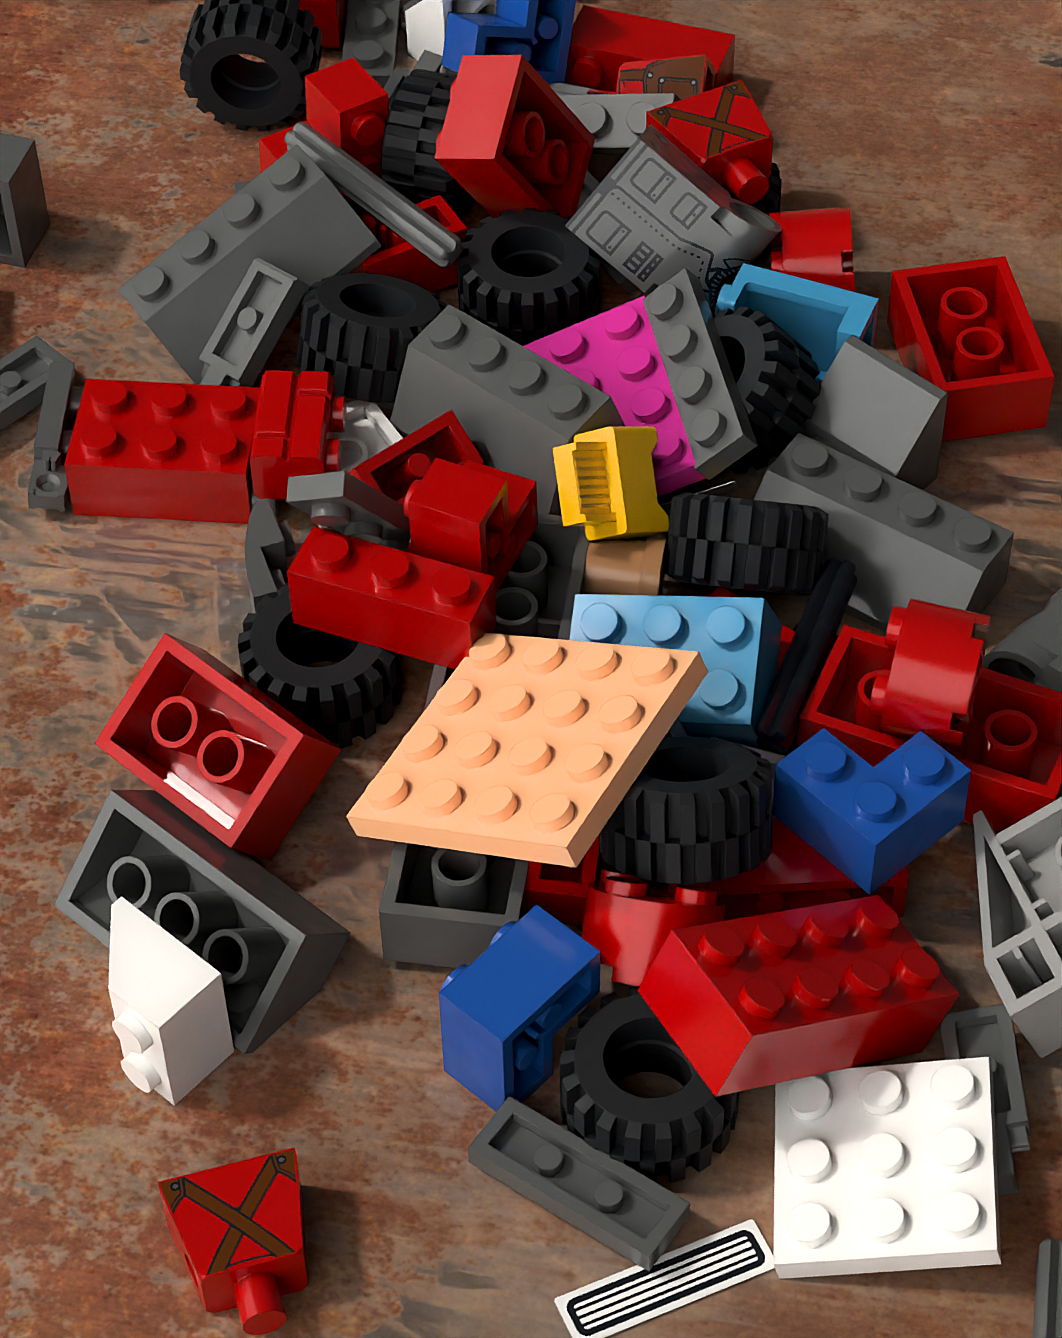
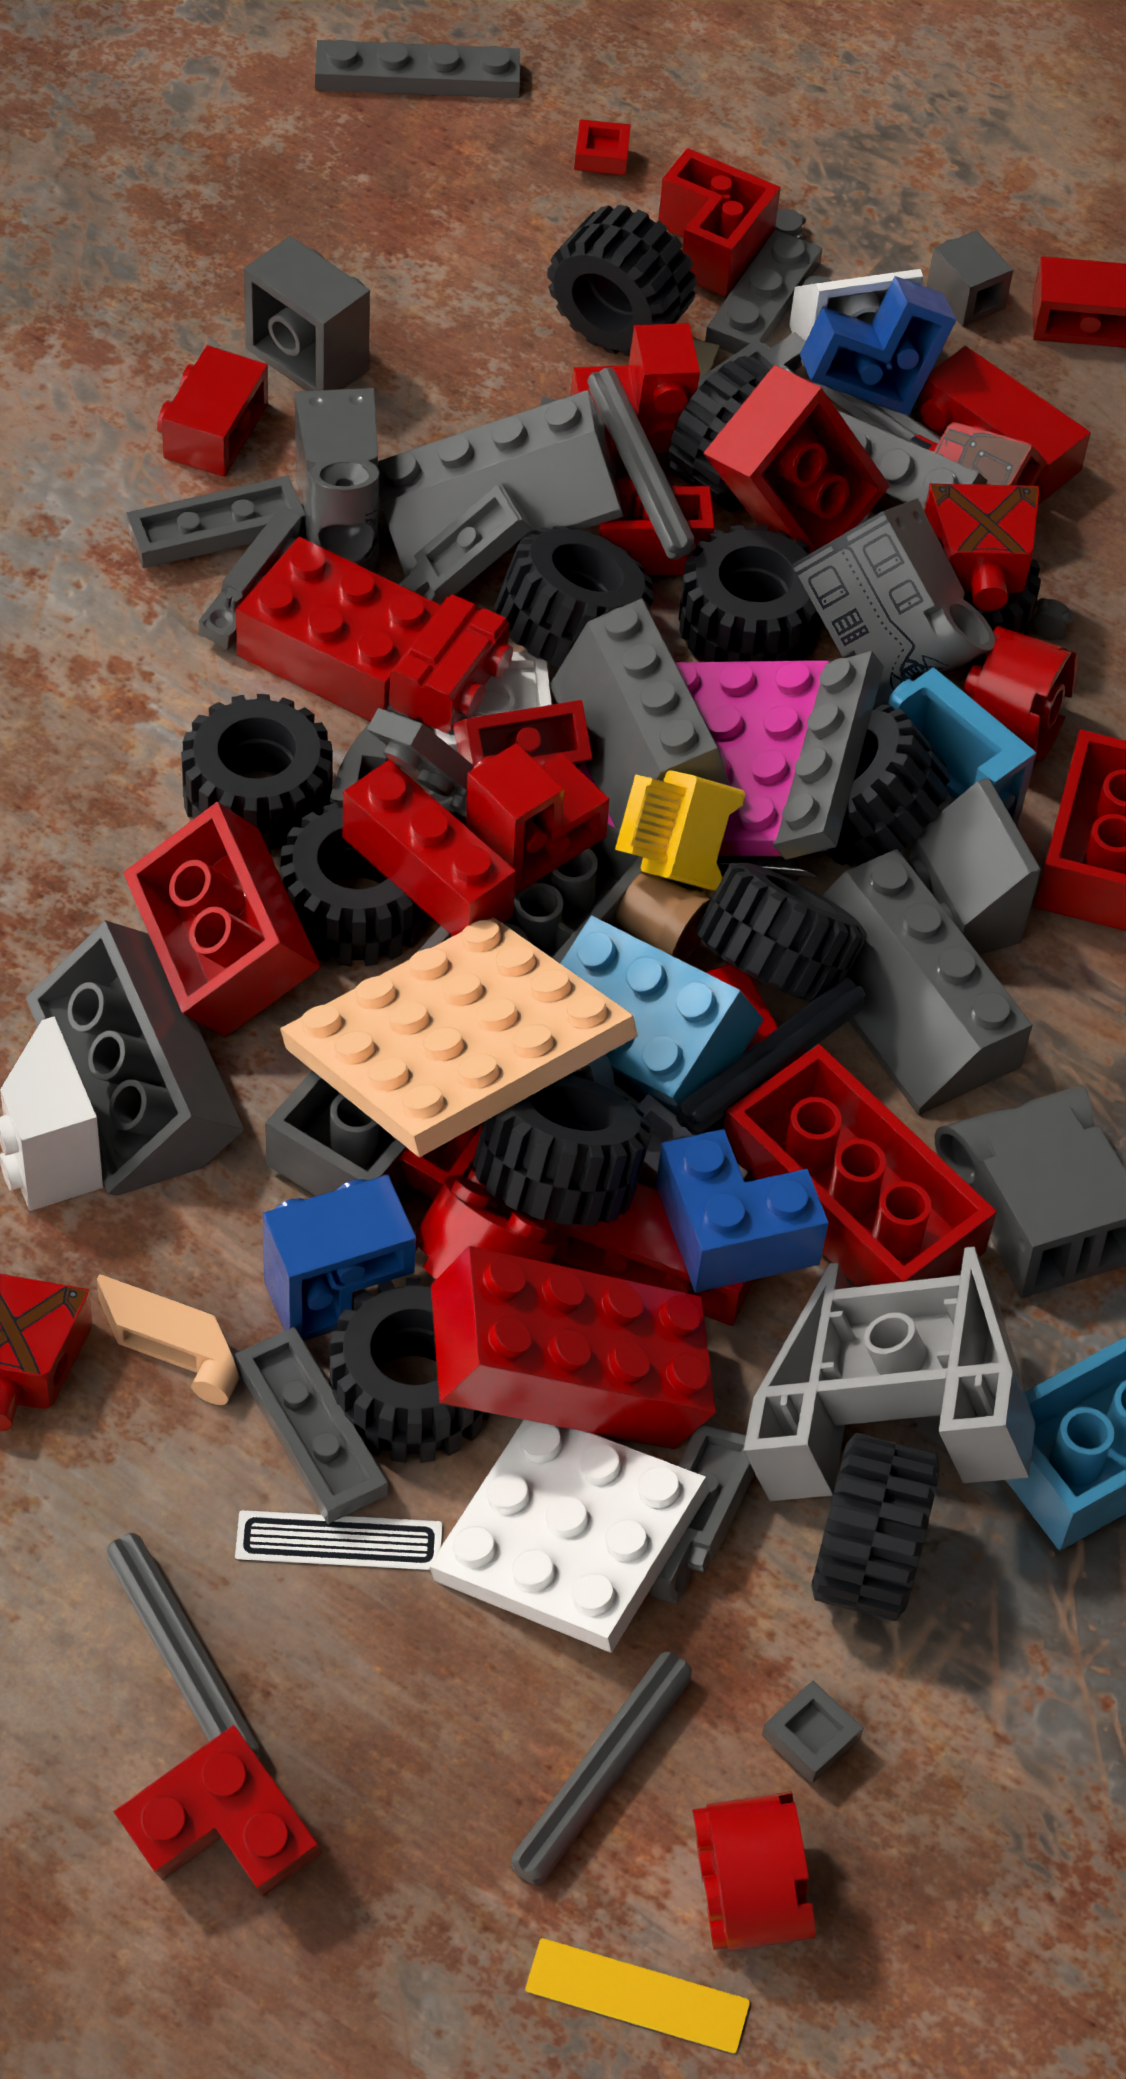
camera: 20 degrees right, 5 degrees up
(89, 306) = (339, 472): none -> dark grey piece
(160, 570) = (258, 738): none -> black tyre
(390, 1158) = (171, 1334): none -> light nougat piece
(794, 197) = (1051, 619): none -> dark grey piece
(931, 670) = (846, 1120): red brick -> none

